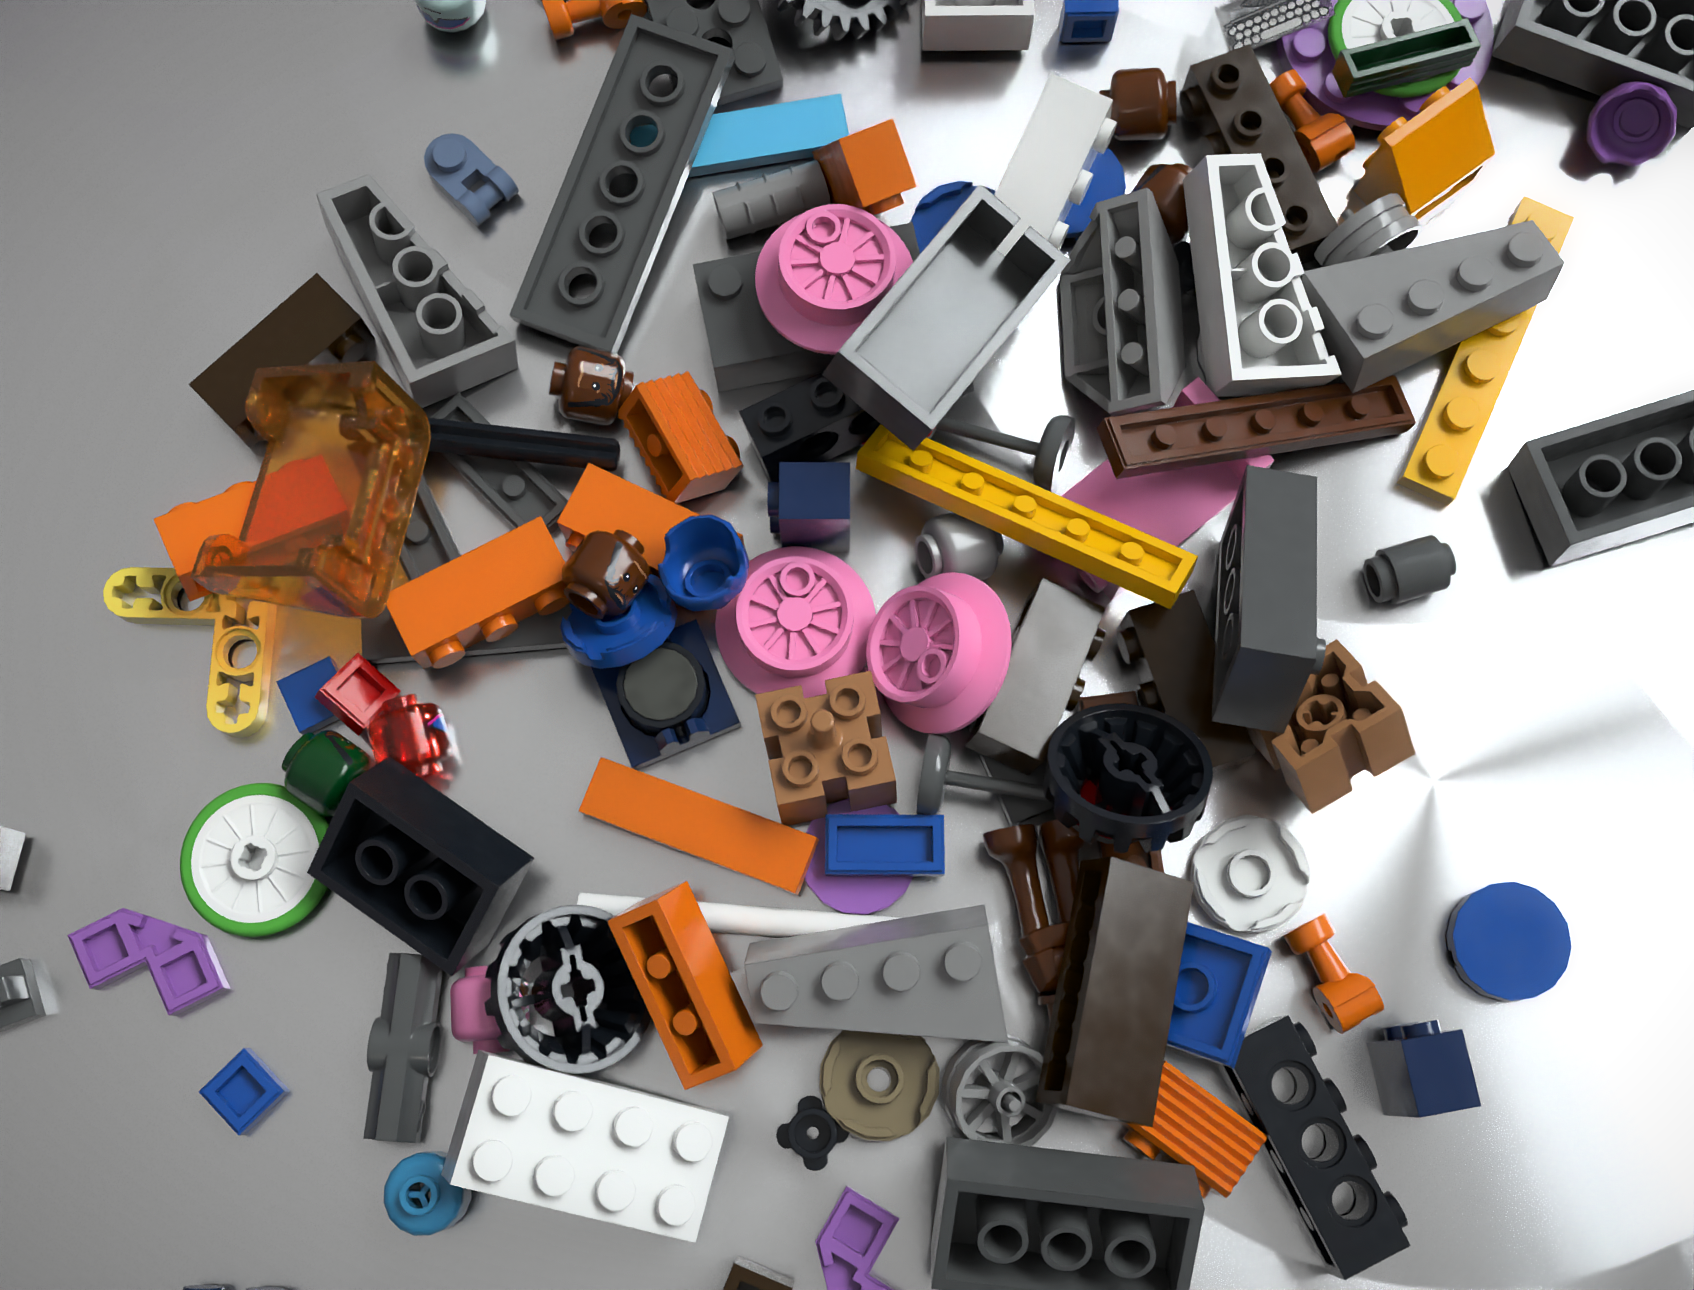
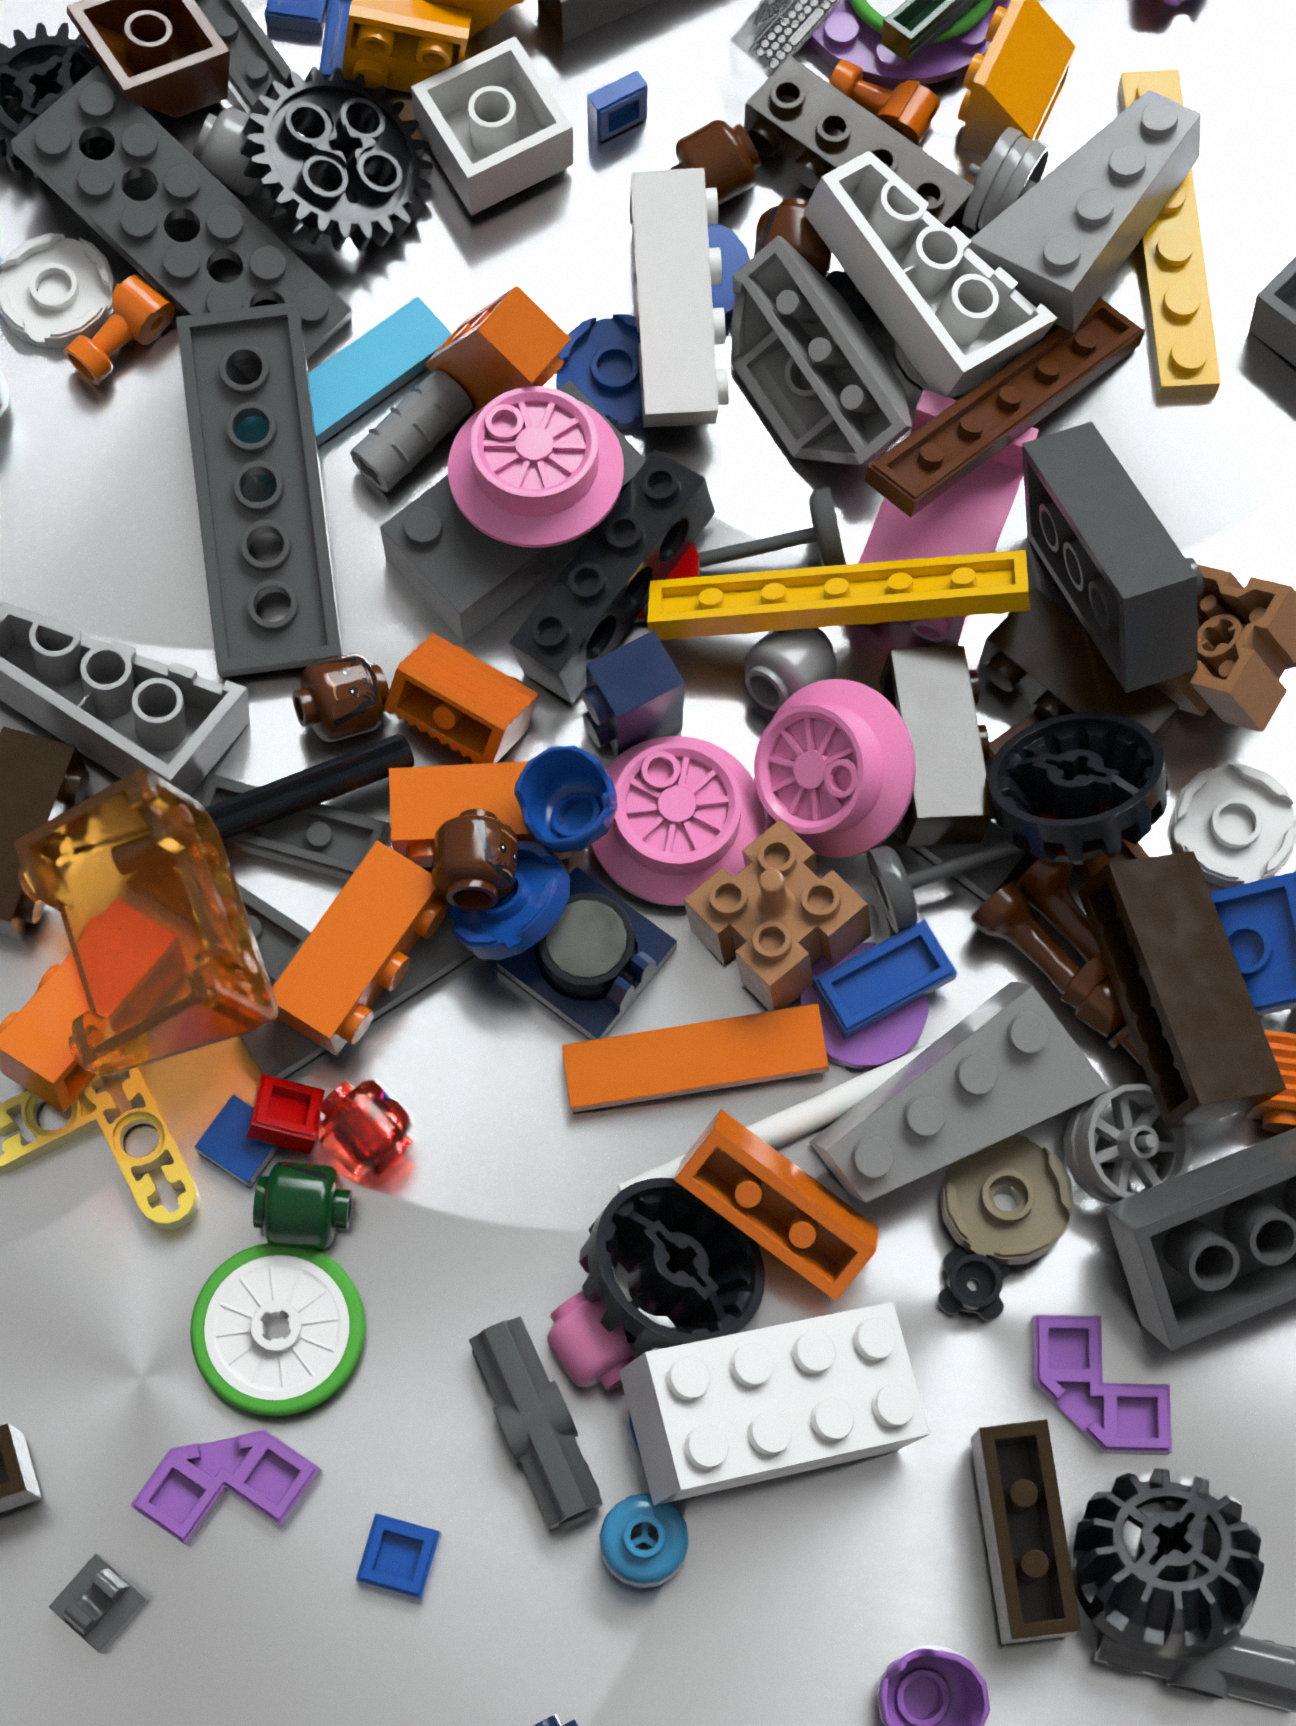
camera: 30 degrees left, 5 degrees down
(419, 864) = (454, 1233): black brick -> none
(457, 165) = (70, 553): sand blue plate -> none
(944, 318) = (670, 448): piece -> none
(1410, 570) = (1218, 469): dark grey brick -> none

